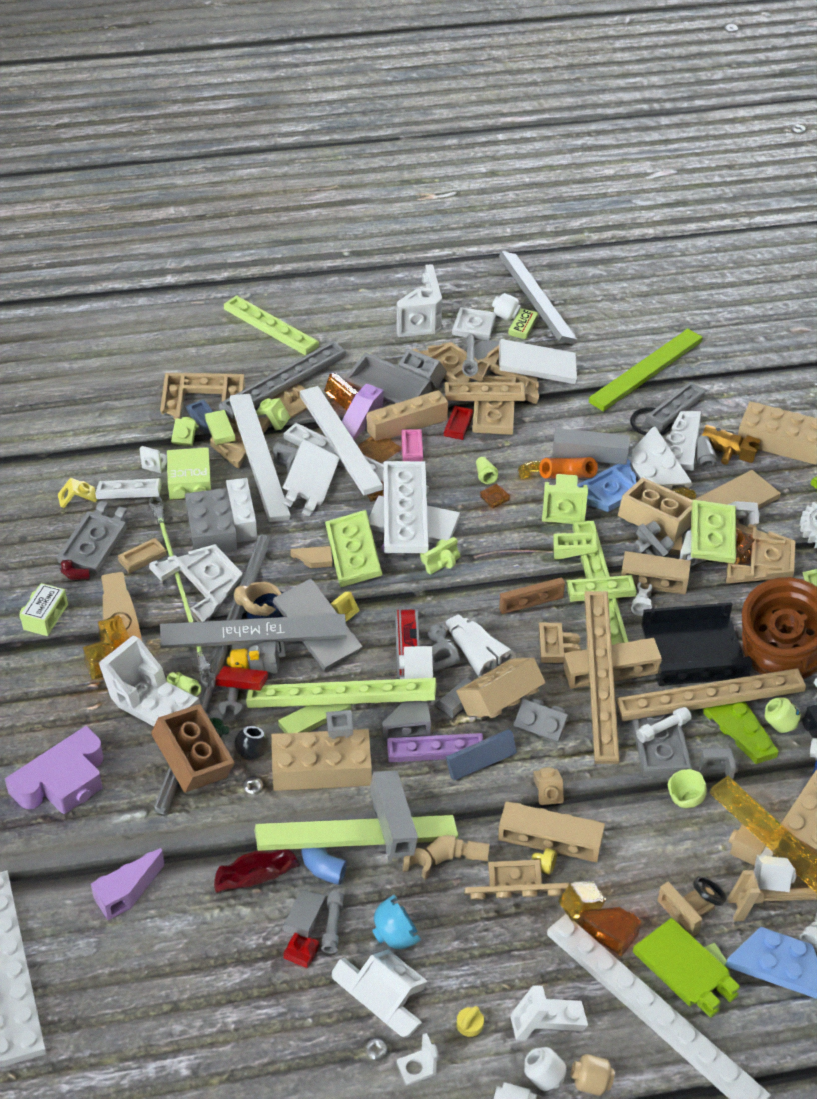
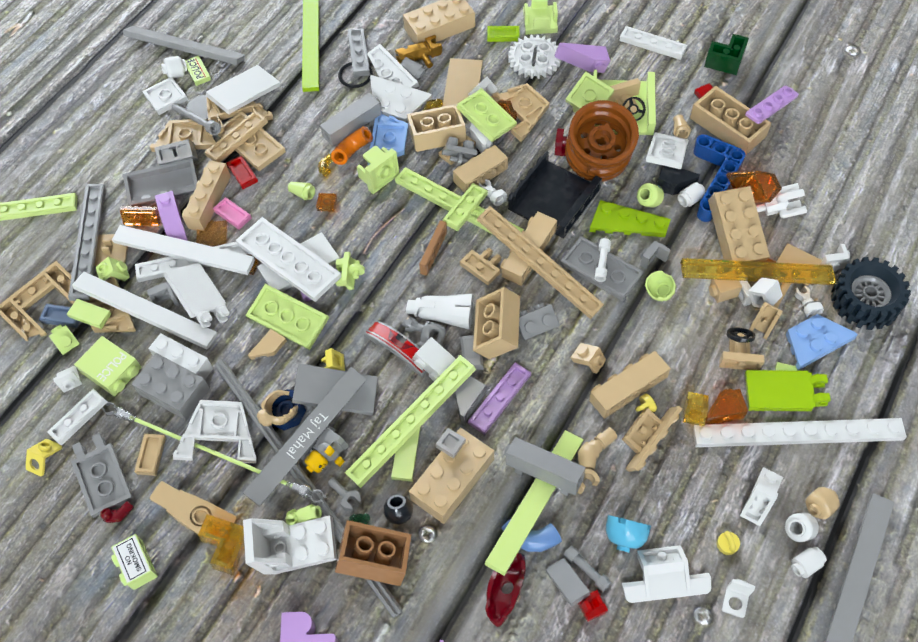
camera: 45 degrees left, 15 degrees up
(241, 678) = (335, 473): red tile -> none
(421, 309) = (124, 109): white bracket -> none
(481, 754) = (533, 376): sand blue tile -> none
(567, 544) = (405, 196): yellowish green slope -> none
(710, 694) = (602, 219): tan tile -> none

